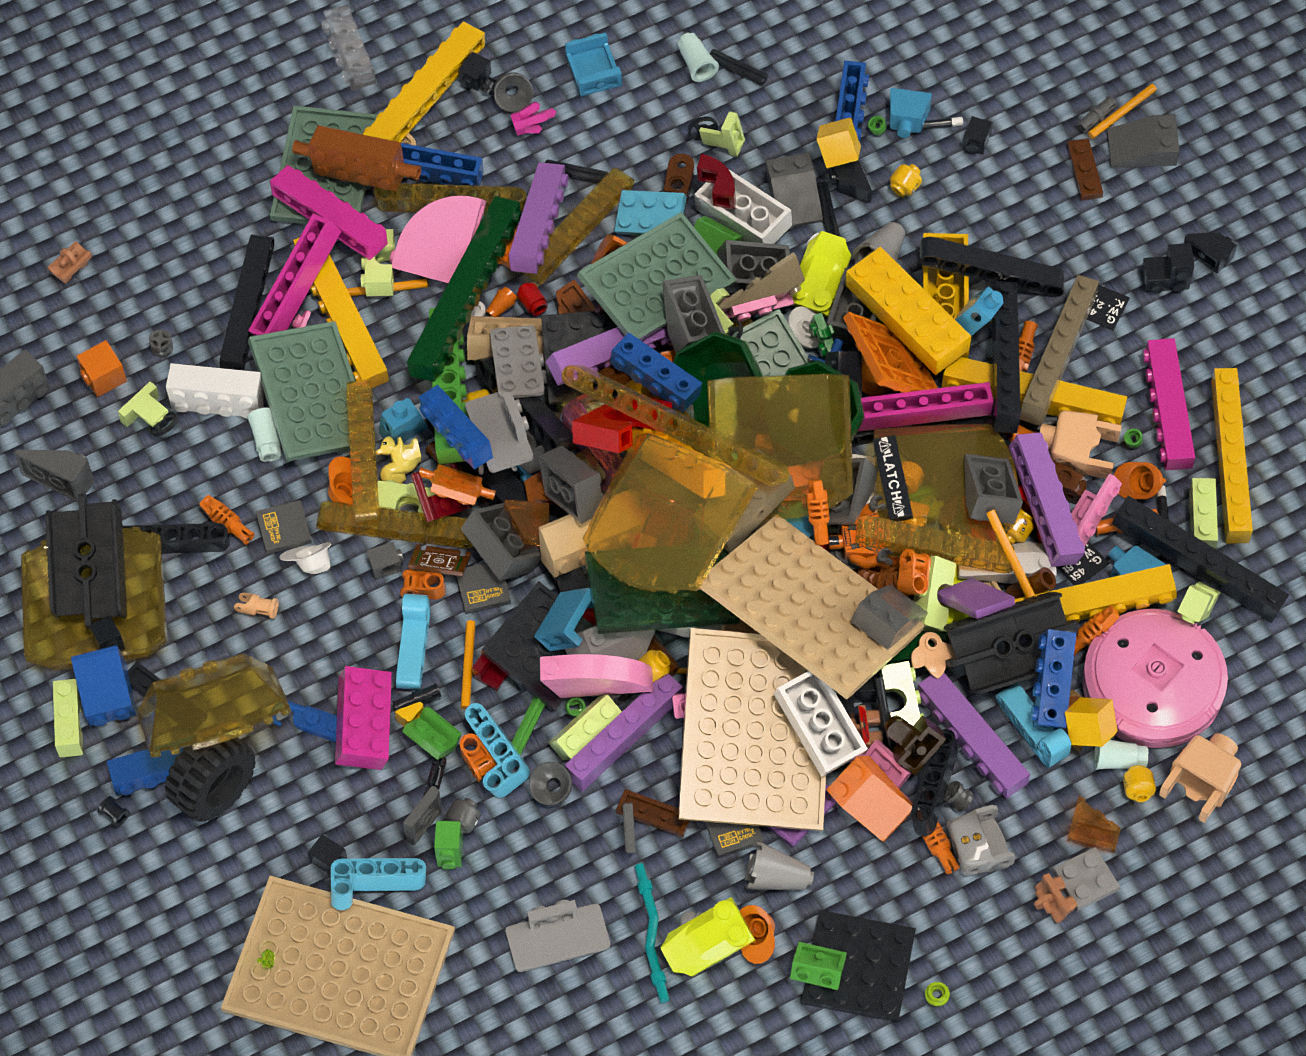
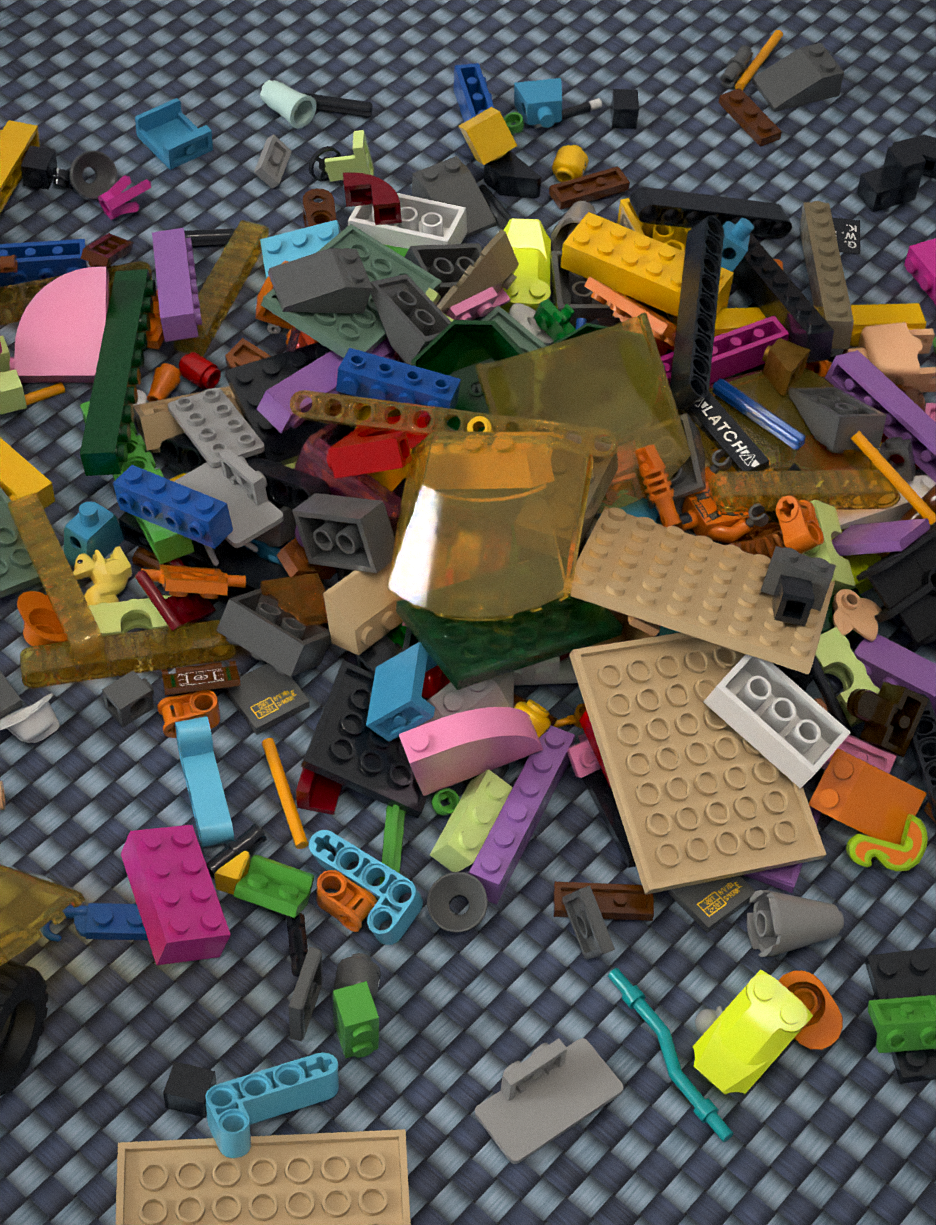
camera: 25 degrees left, 10 degrees down
(497, 170) = (106, 250): none -> reddish brown plate
(628, 270) = (322, 283): none -> dark grey slope
(662, 113) = (272, 161): none -> light grey plate
(685, 439) = (478, 422): none -> yellow pin
(862, 638) = (792, 600): none -> black brick
(869, 842) = (891, 855): none -> lime animal
(912, 207) = (589, 187): none -> reddish brown plate
(915, 370) = (697, 313): none -> black beam
(927, 470) = (759, 414): none -> blue axle
(974, 430) = (784, 364): none -> pearl gold slope
(1026, 537) = (901, 447): none -> dark grey brick

